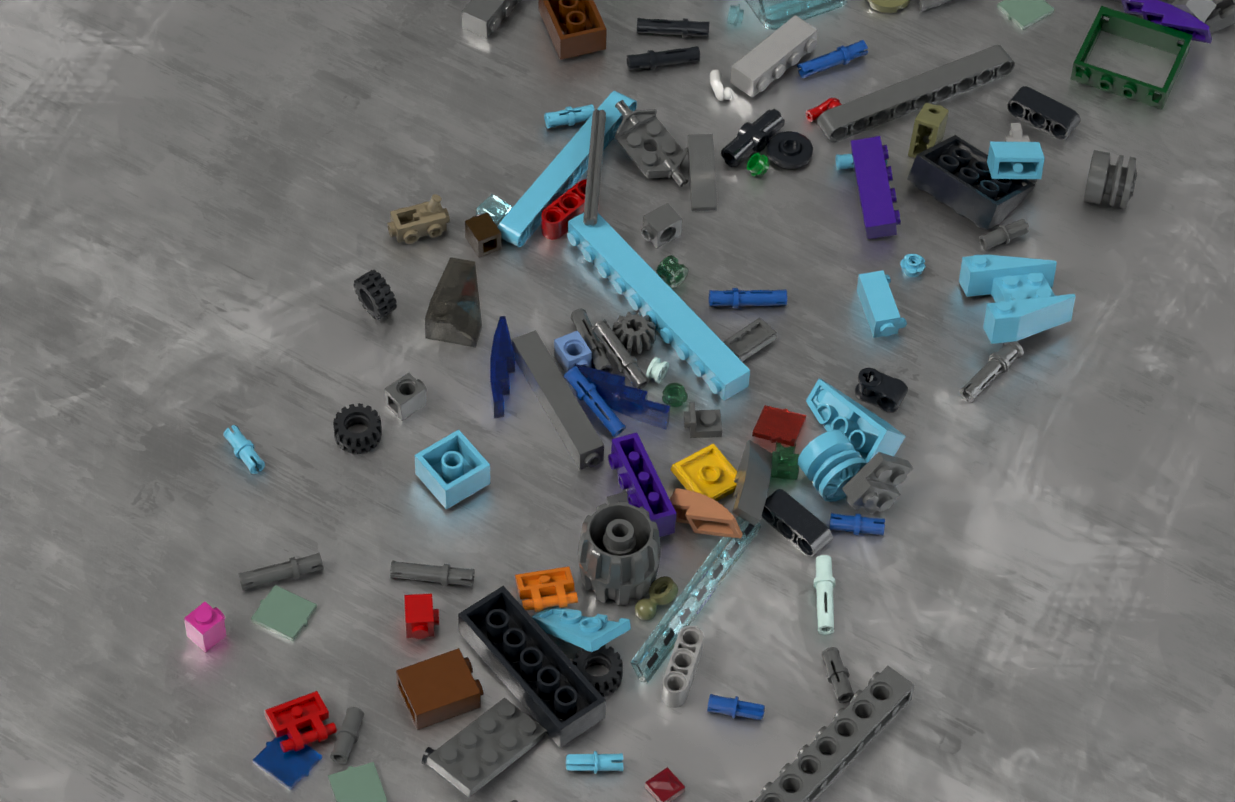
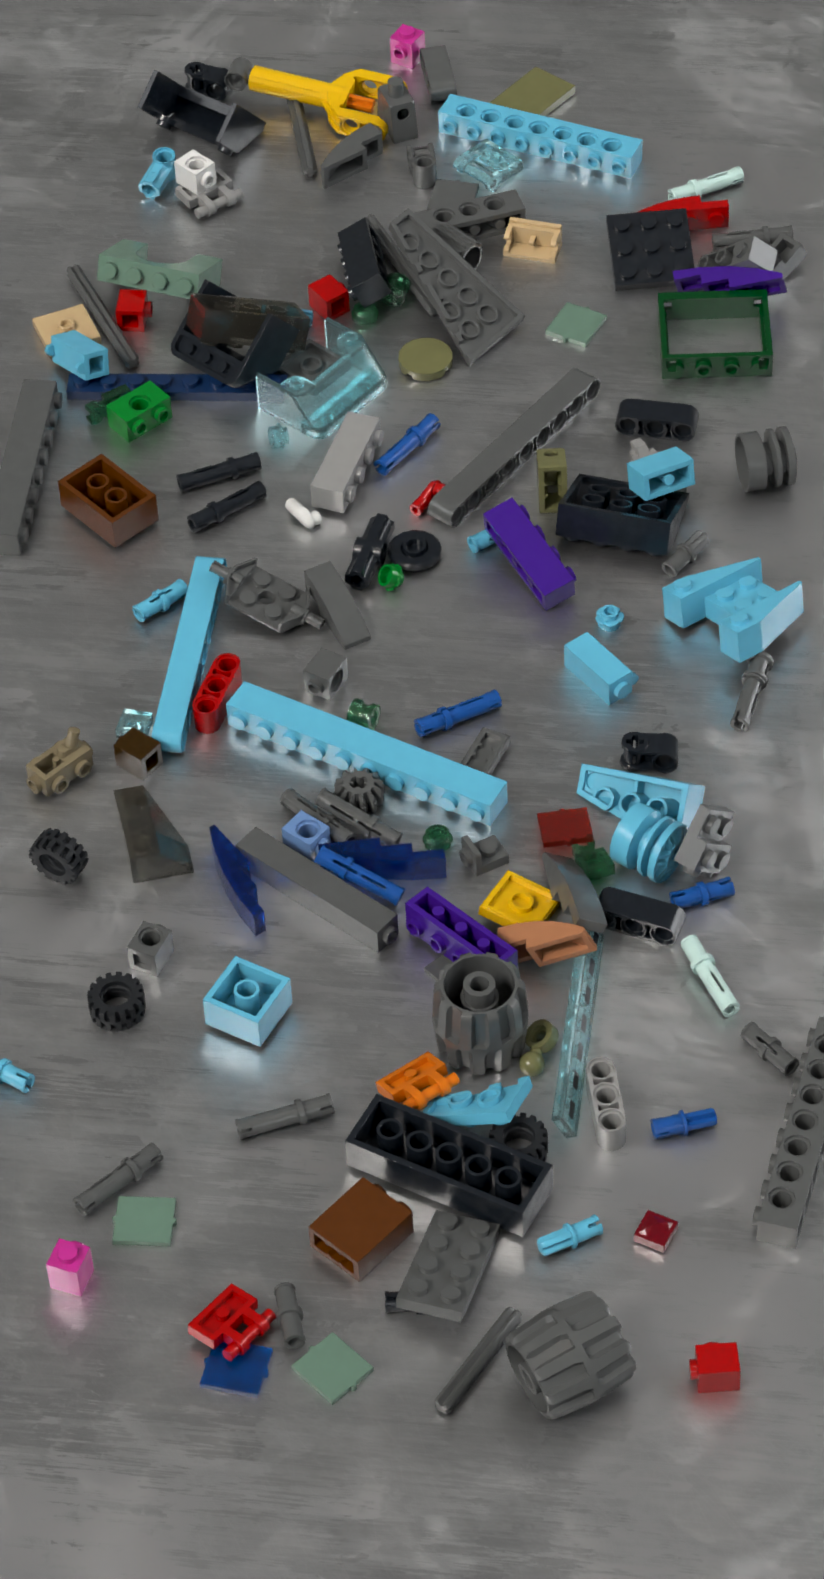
camera: 20 degrees left, 5 degrees down
(420, 616) = (298, 1163): red brick -> none
(594, 167) = (224, 639): dark grey axle -> none
(657, 370) = (405, 820): light aqua bush -> none

